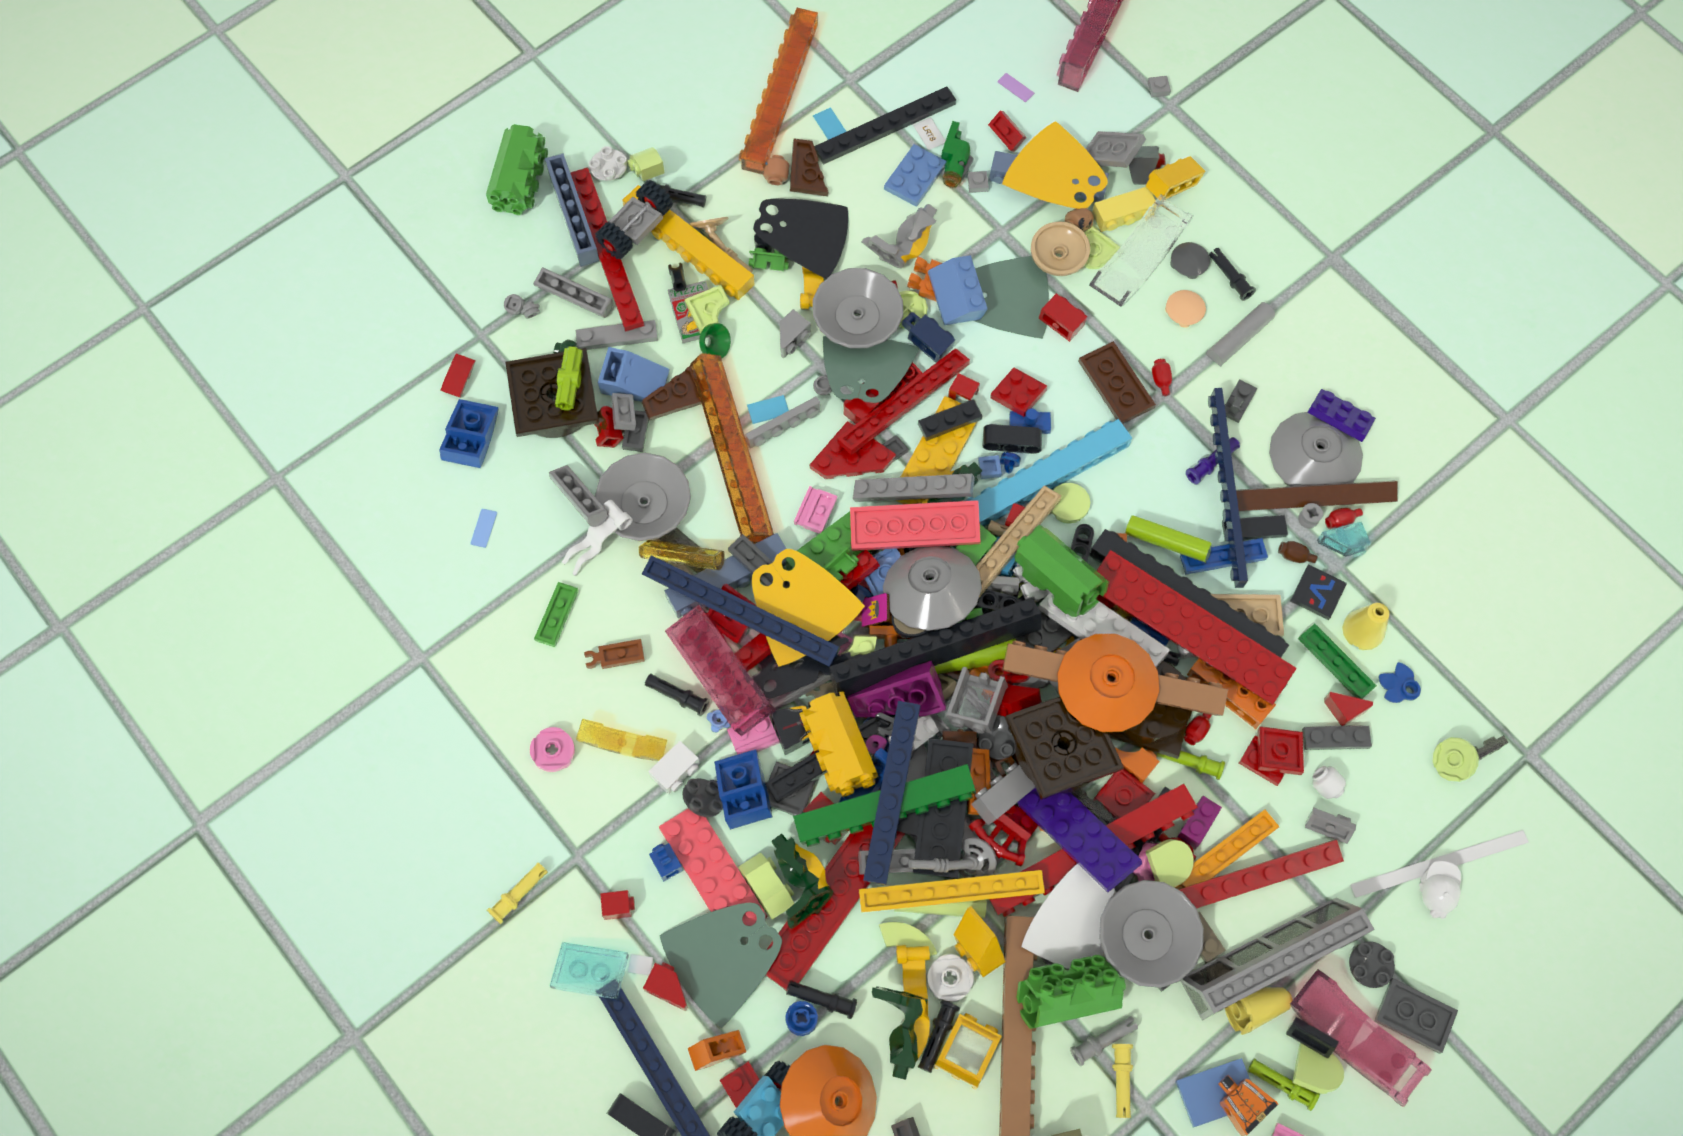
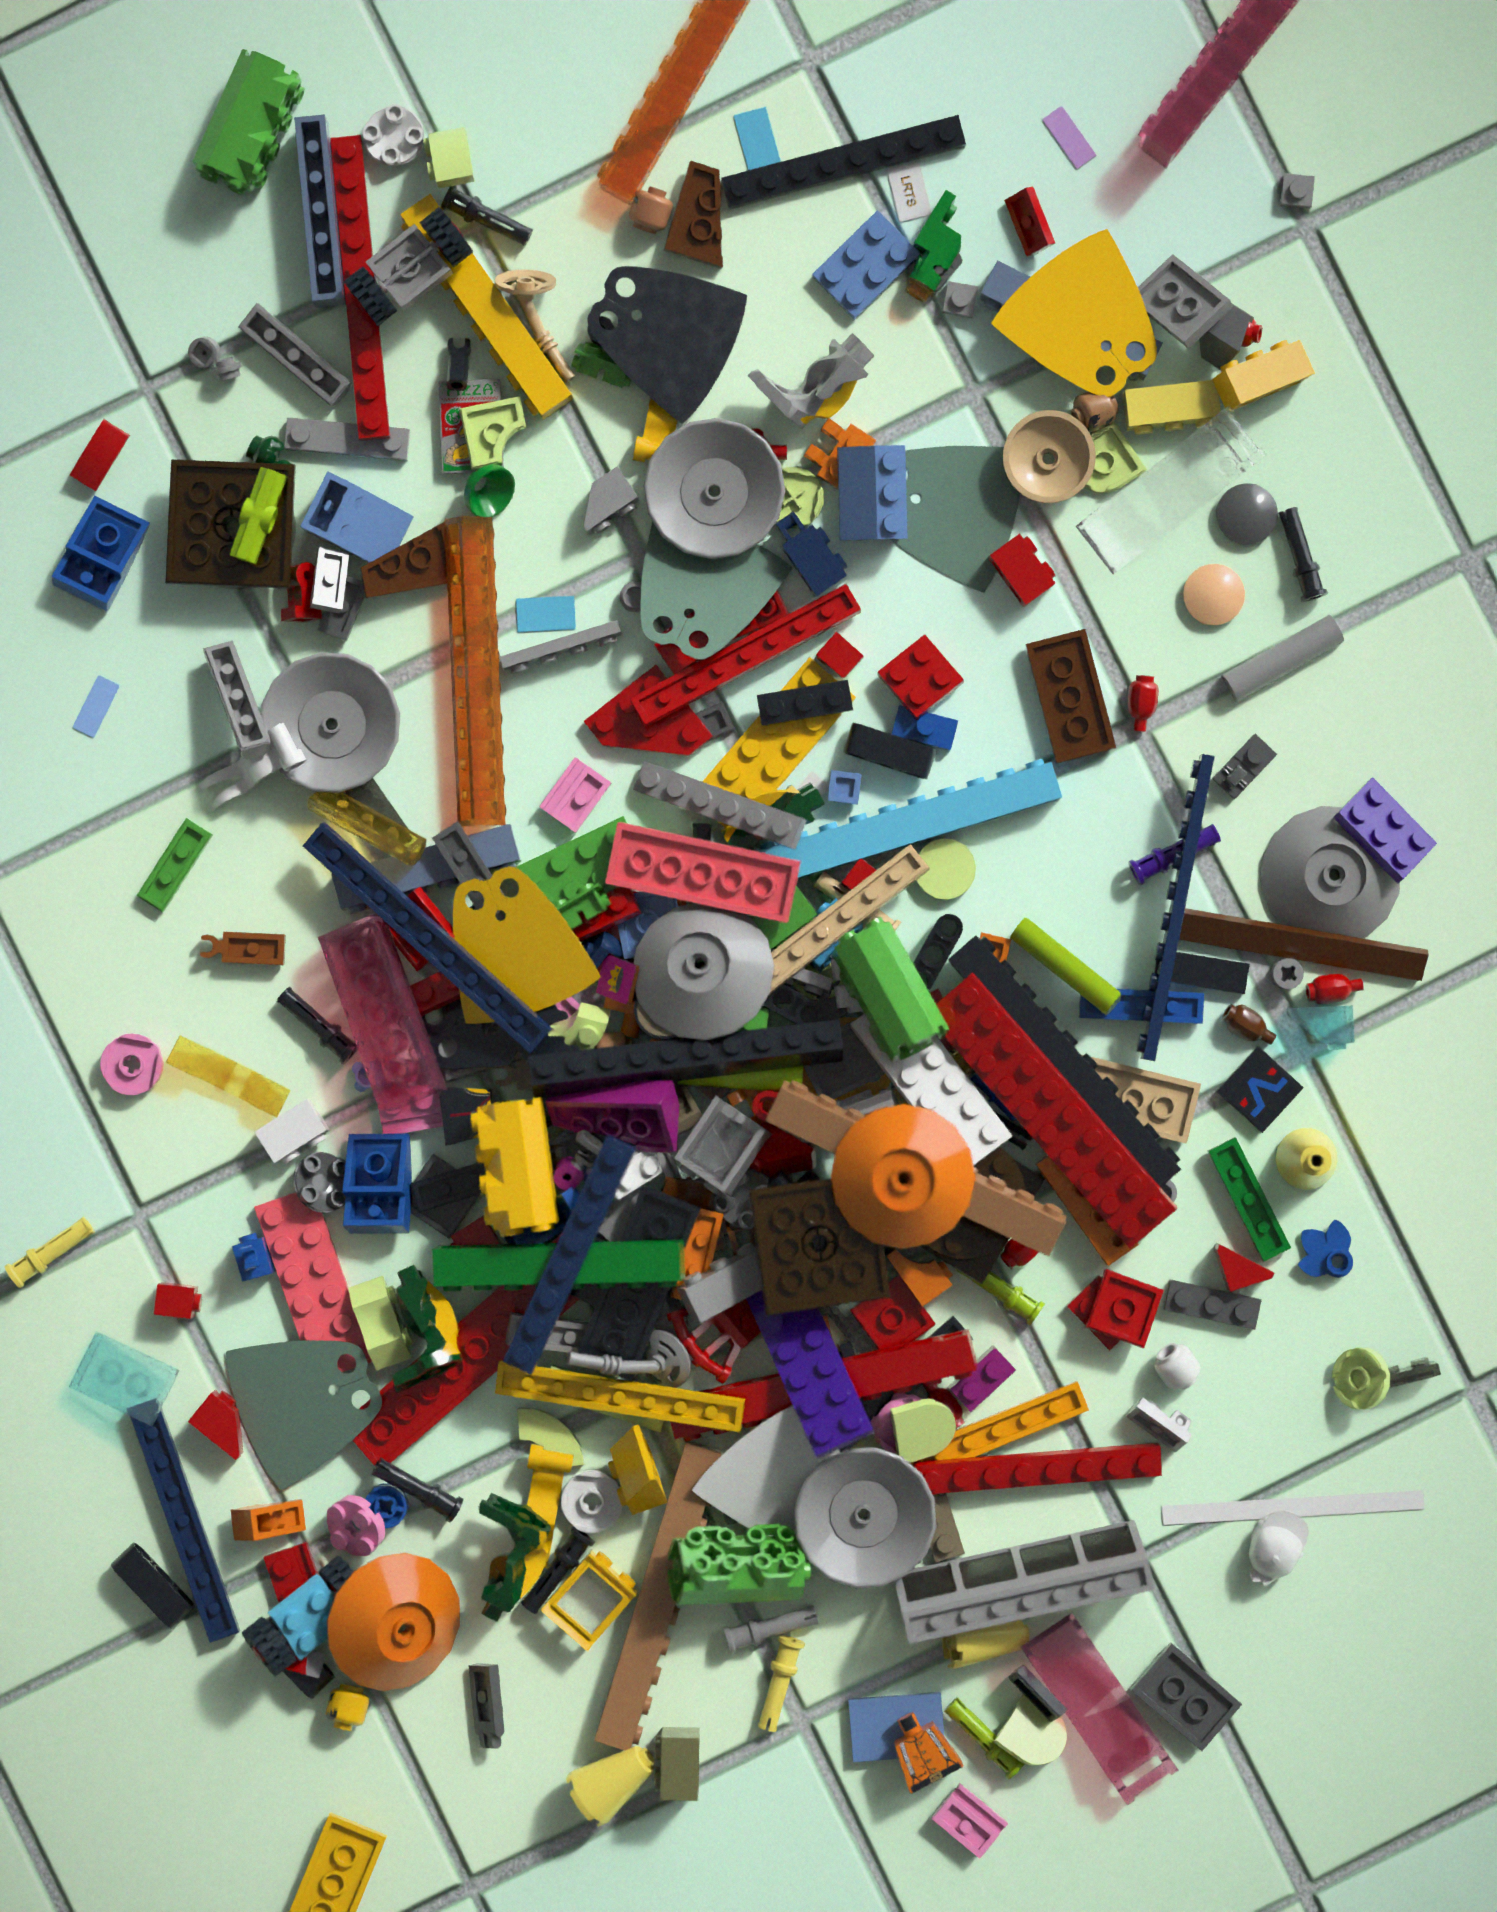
camera: 20 degrees right, 20 degrees up
(640, 964) = (193, 1383): white sticker -> none
(774, 1046) = (343, 1532): none -> bright pink plate
(1010, 461) = (875, 787): clear blue tile -> none
(1372, 964) = (1152, 1618): dark grey dish -> none

